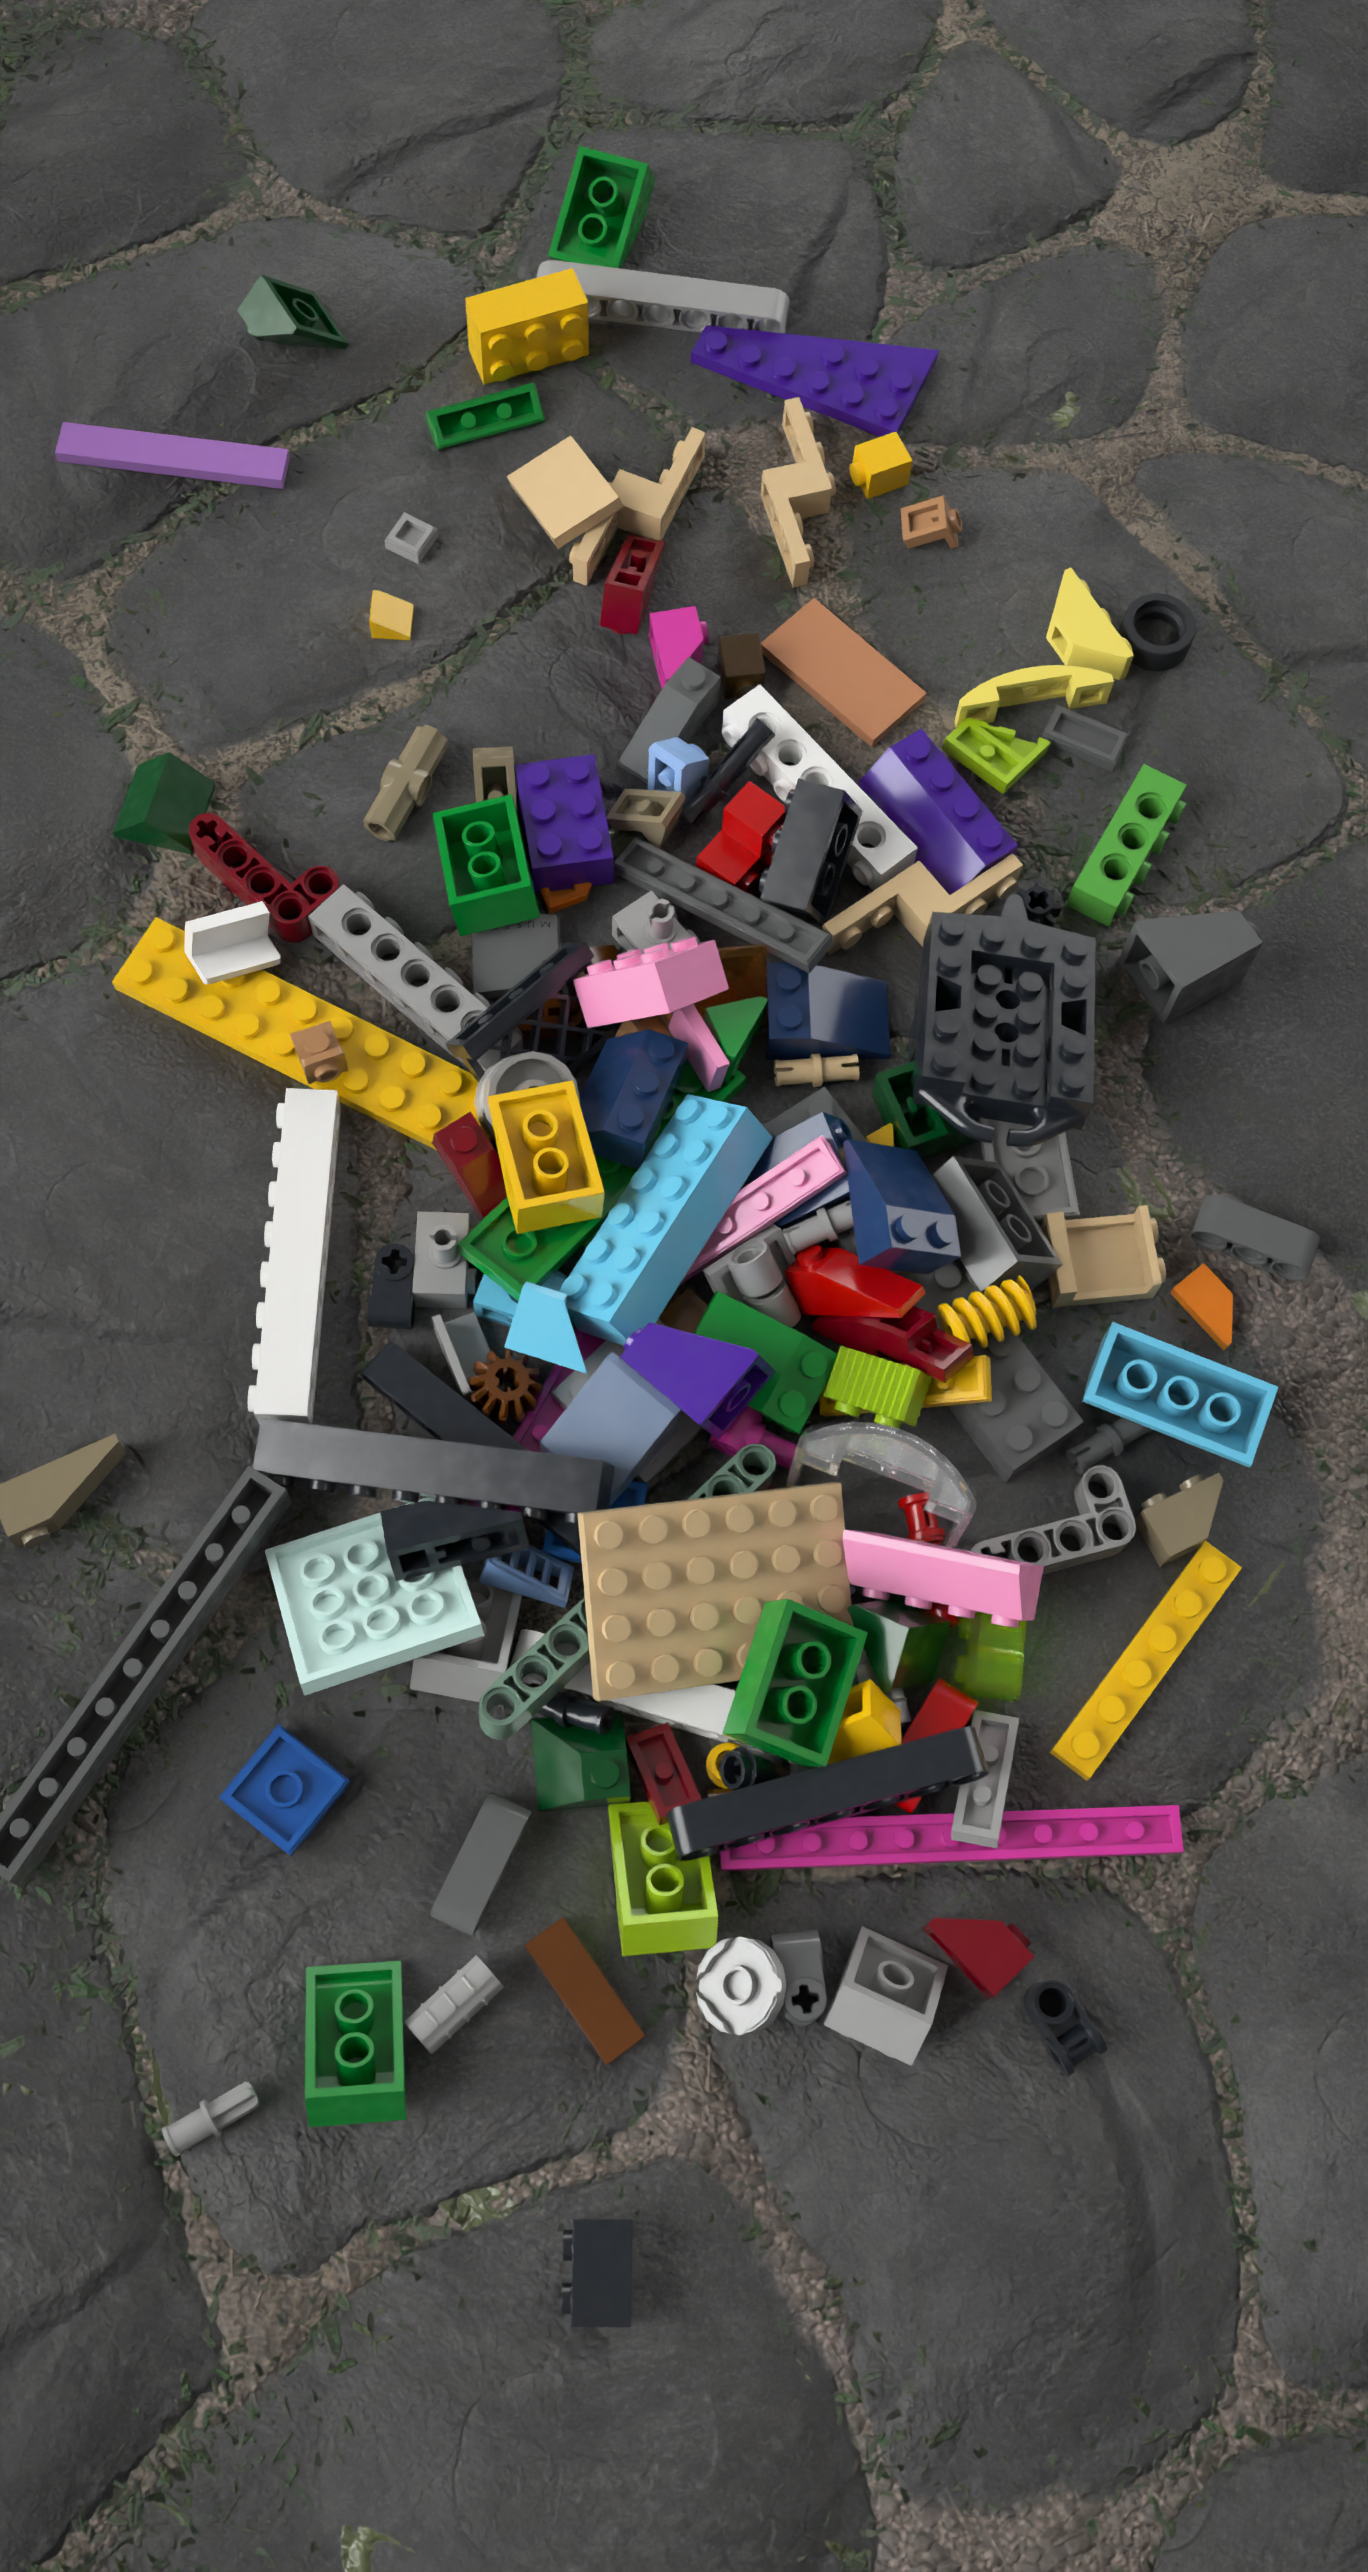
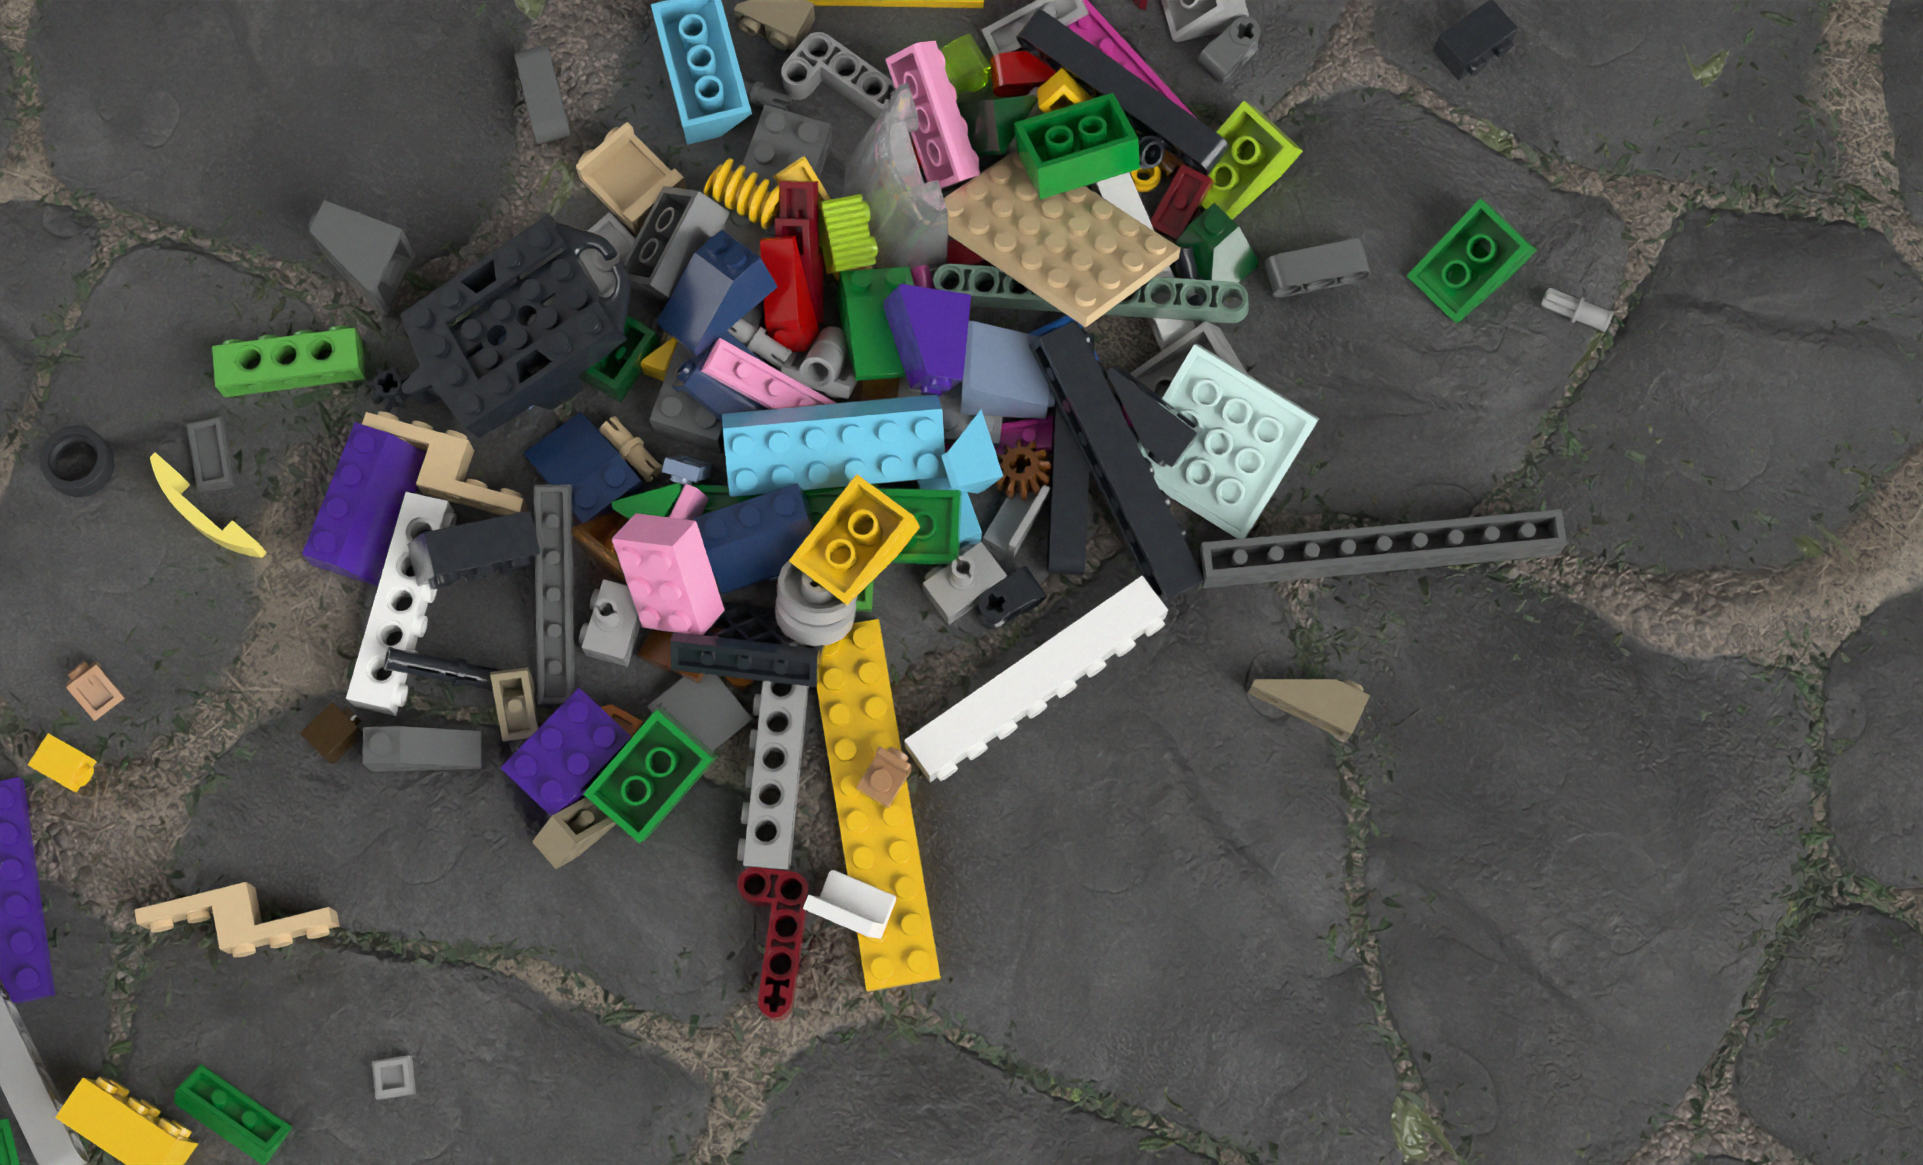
camera: 125 degrees left, 5 degrees up
(163, 803) = (772, 1066): dark green slope -> none
(285, 1790) = (1371, 413): blue plate -> none
(390, 617) = (480, 1031): yellow slope -> none
(405, 783) = (618, 899): dark tan piece -> none
(454, 2004) = (1406, 224): light grey axle -> none
(472, 1163) = (886, 605): dark red slope -> none
(509, 1578) = (1135, 361): medium blue slope -> none
(565, 492) = (270, 978): tan tile -> none
(584, 1991) = (1336, 163): reddish brown tile -> none
(631, 584) = (314, 869): dark red slope -> none
(676, 637) = (352, 791): dark pink slope -> none
(676, 766) = (462, 706): light blue slope -> none
(741, 1986) = (1265, 74): tile -> none
(746, 838) = (492, 617): red brick -> none
(752, 1085) = (686, 469): none -> sand blue plate
(797, 491) = (133, 809): tan bracket -> none
(843, 672) = (279, 663): nougat tile -> none
(993, 752) = (274, 504): lime wing -> none
(1084, 631) = (114, 513): light yellow slope -> none
(1207, 1303) = (611, 97): orange tile -> none

